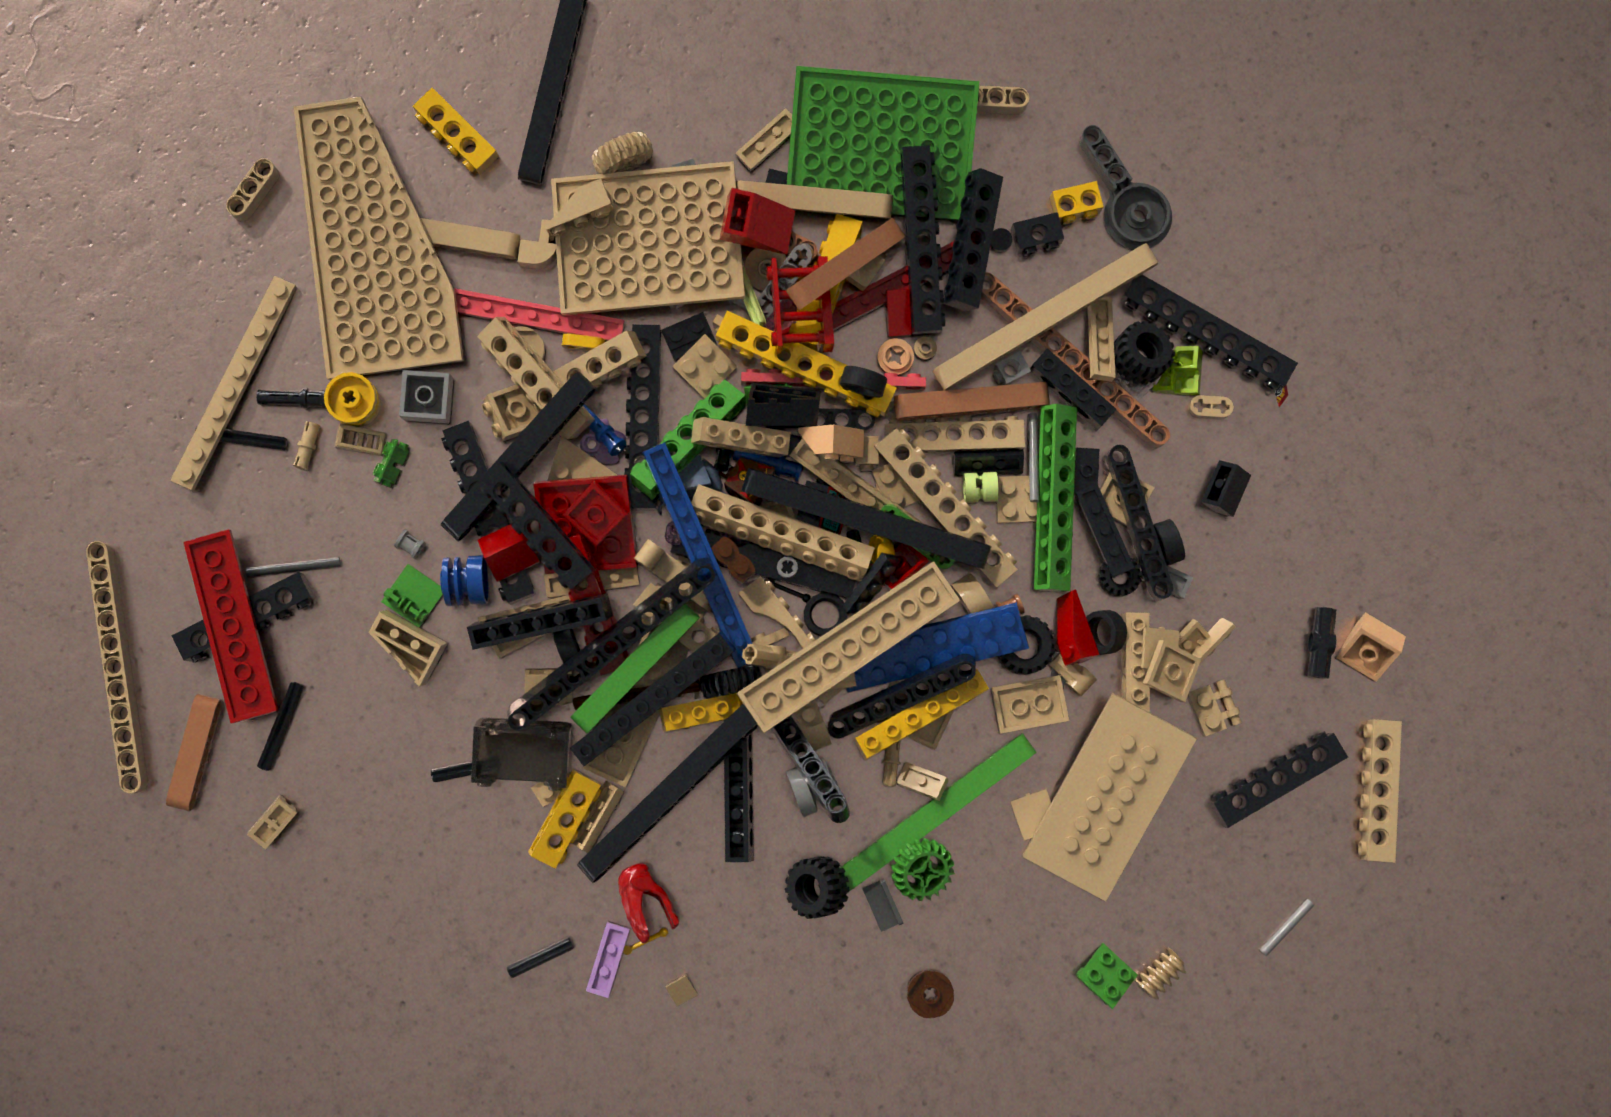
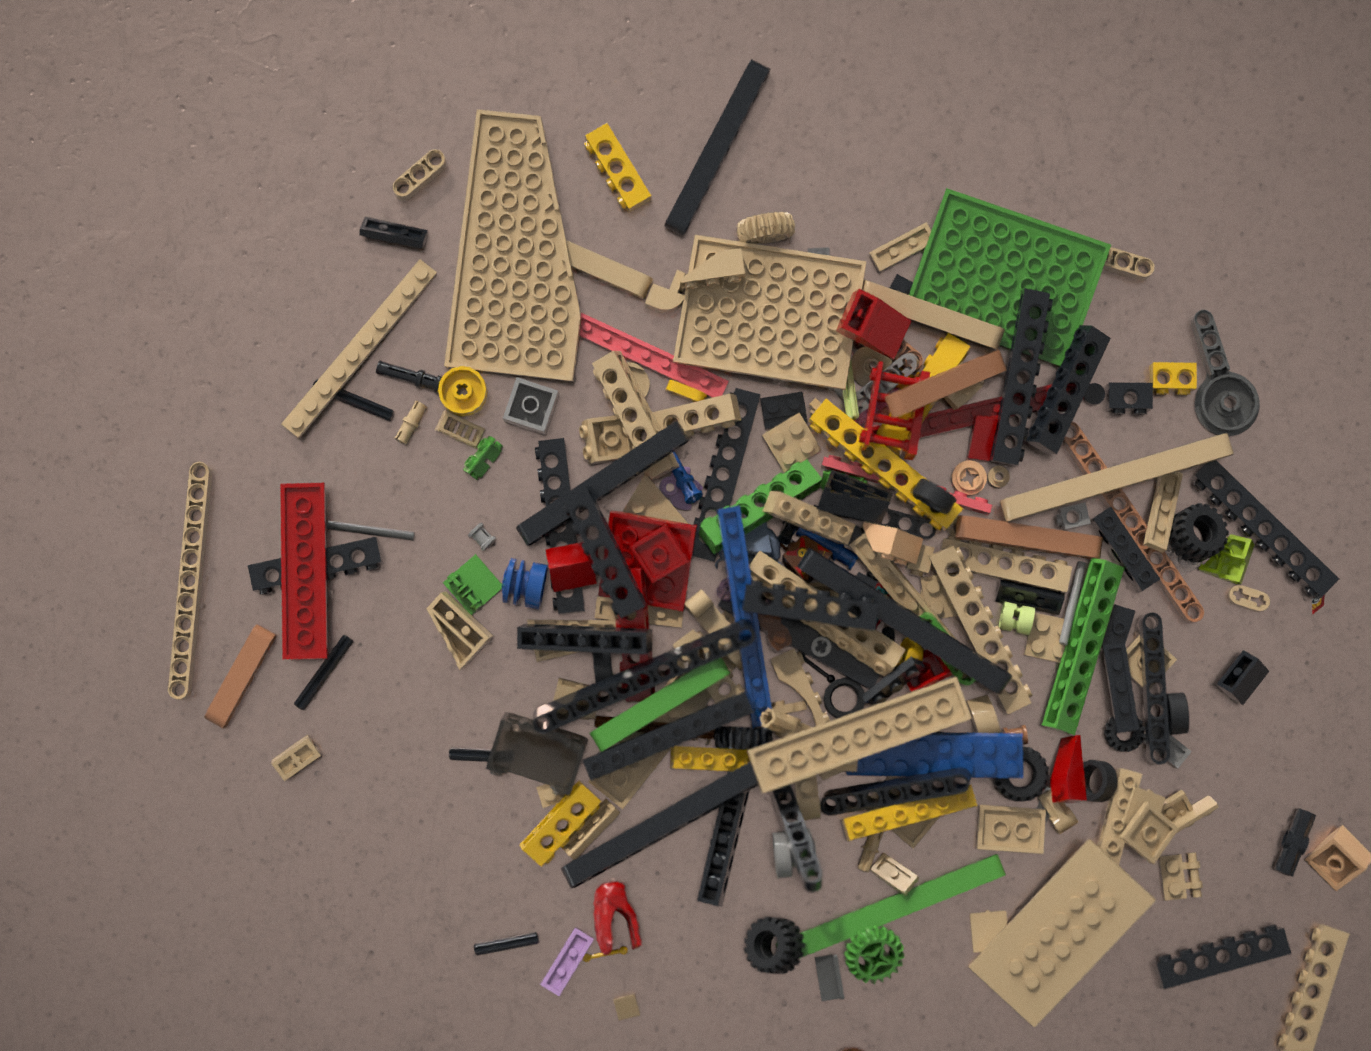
camera: 20 degrees right, 0 degrees up
(240, 255) = (393, 232): none -> black plate
(825, 526) = (865, 620): none -> black brick

